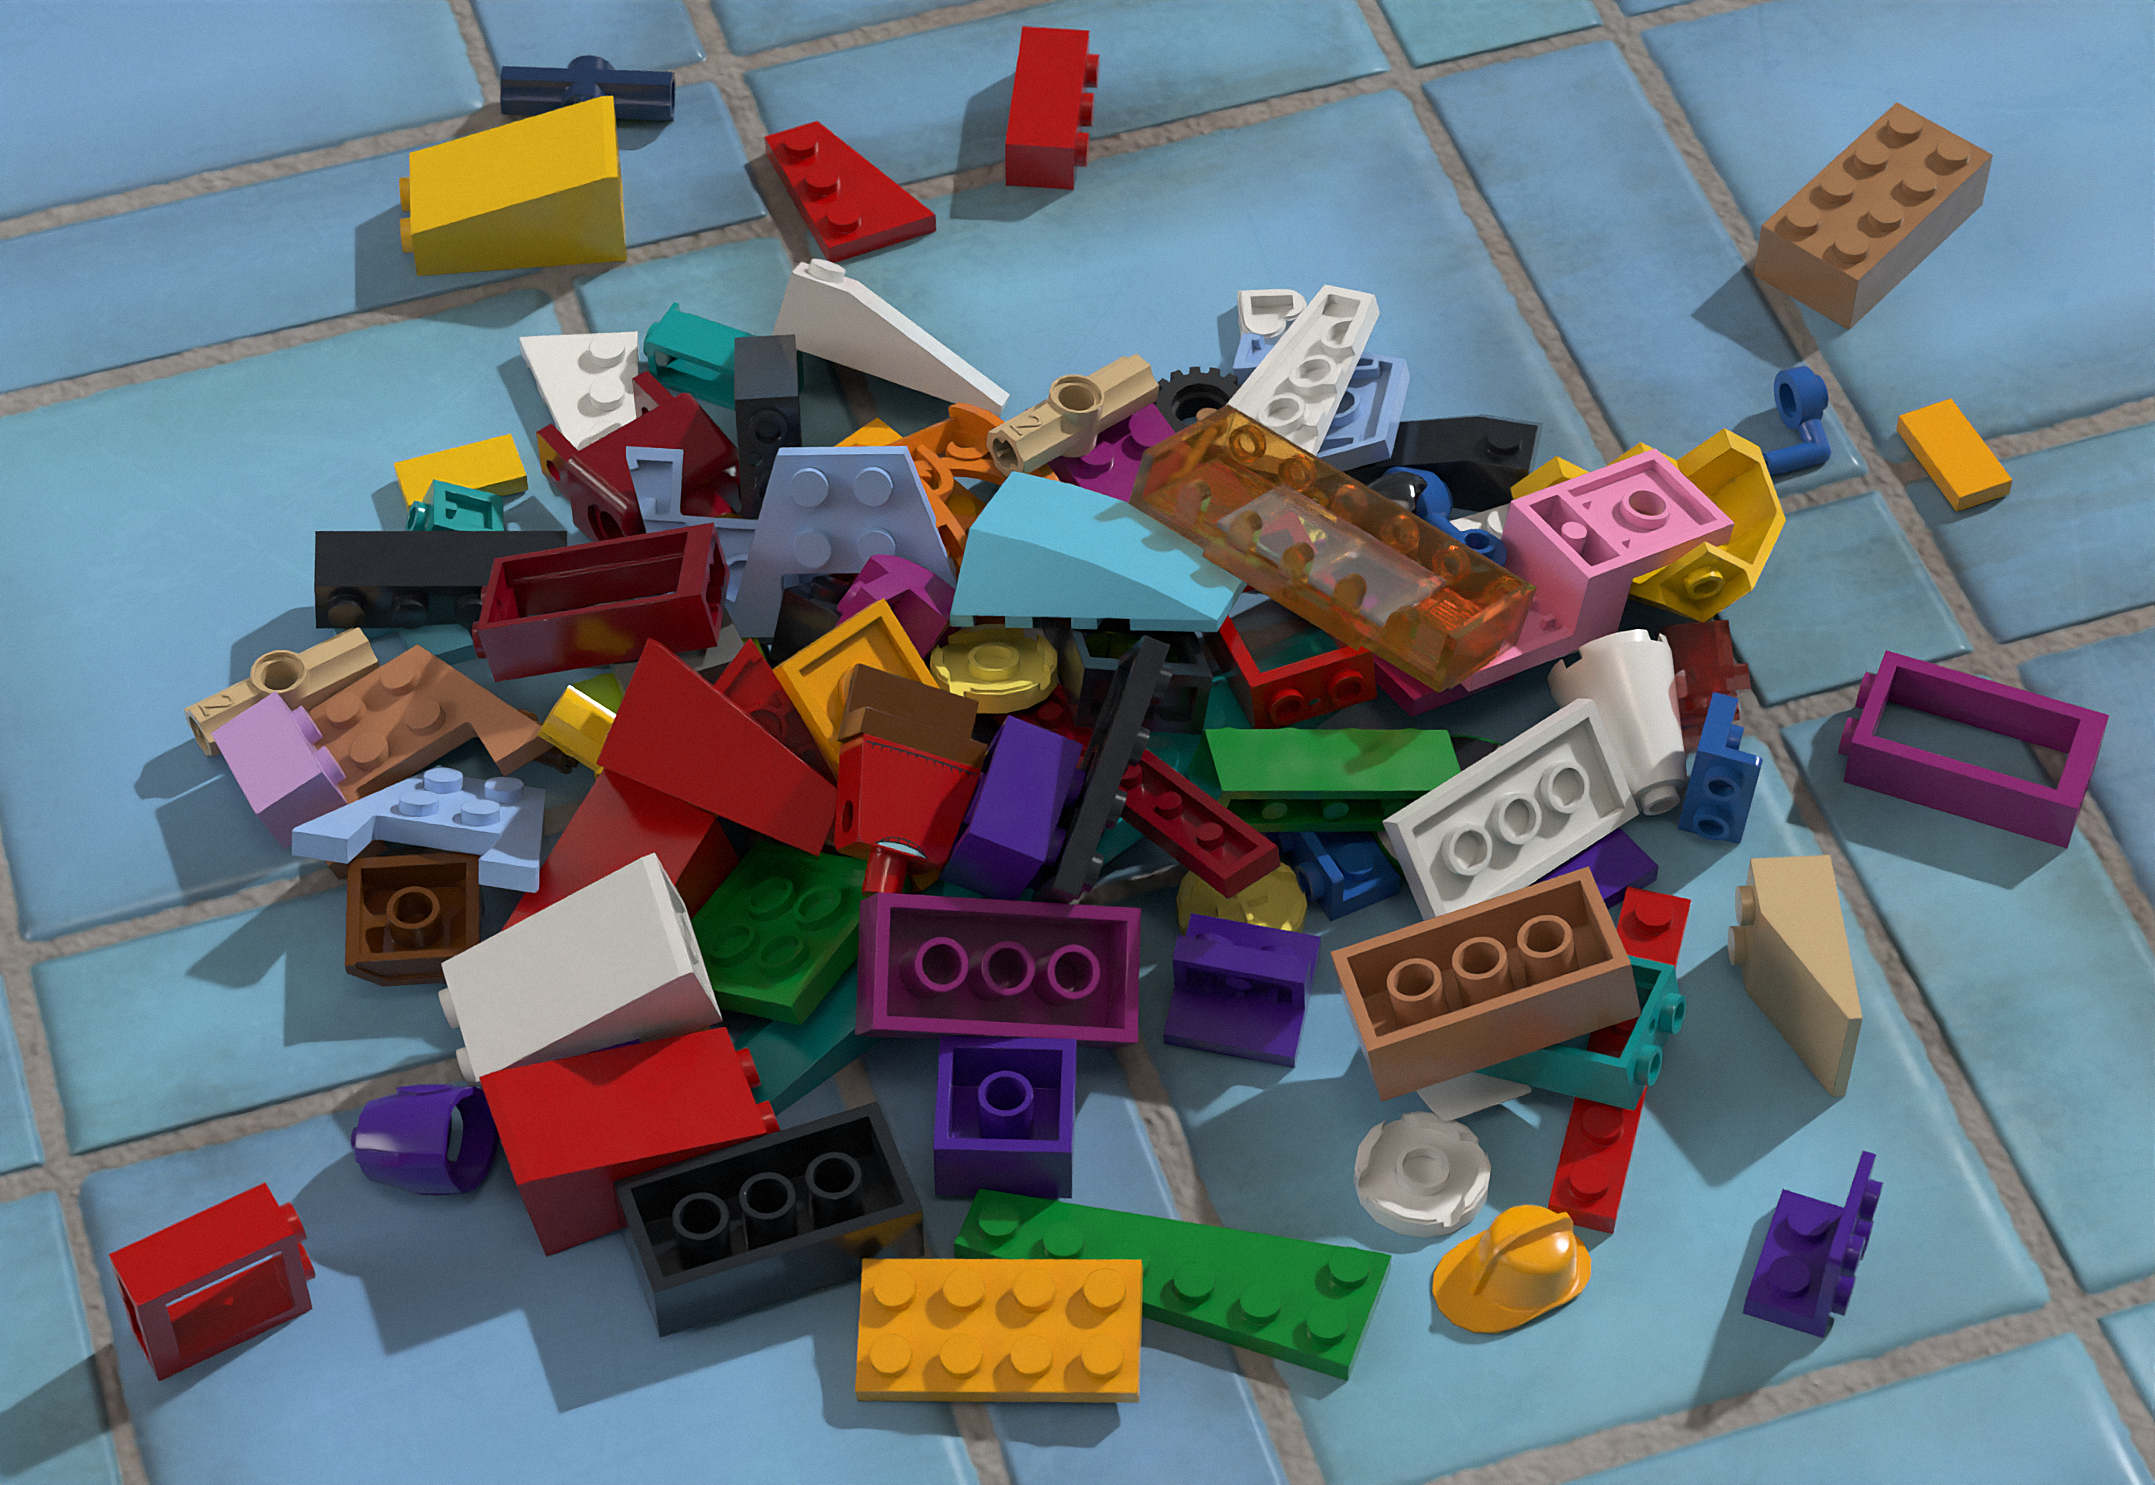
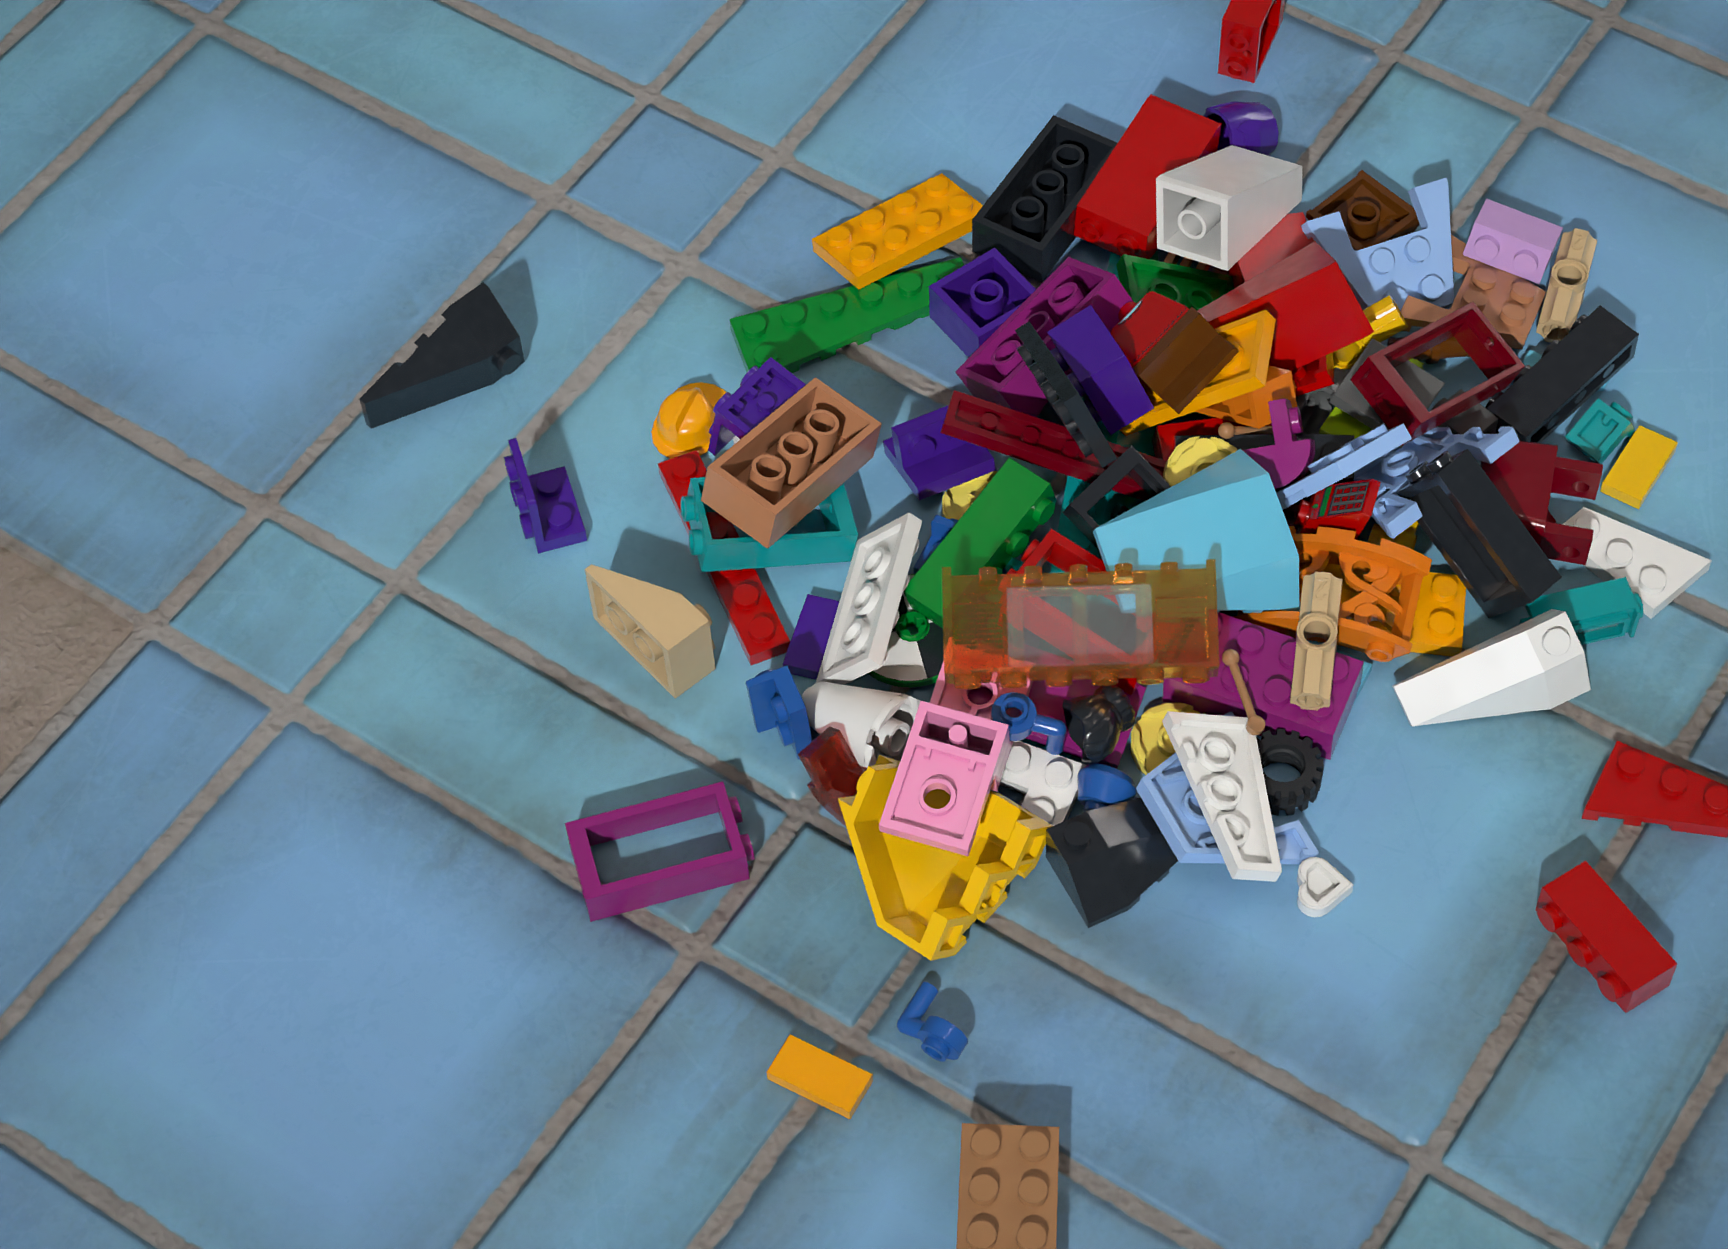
camera: 145 degrees right, 5 degrees up
(1463, 1122) = (757, 397): none -> dark purple bracket

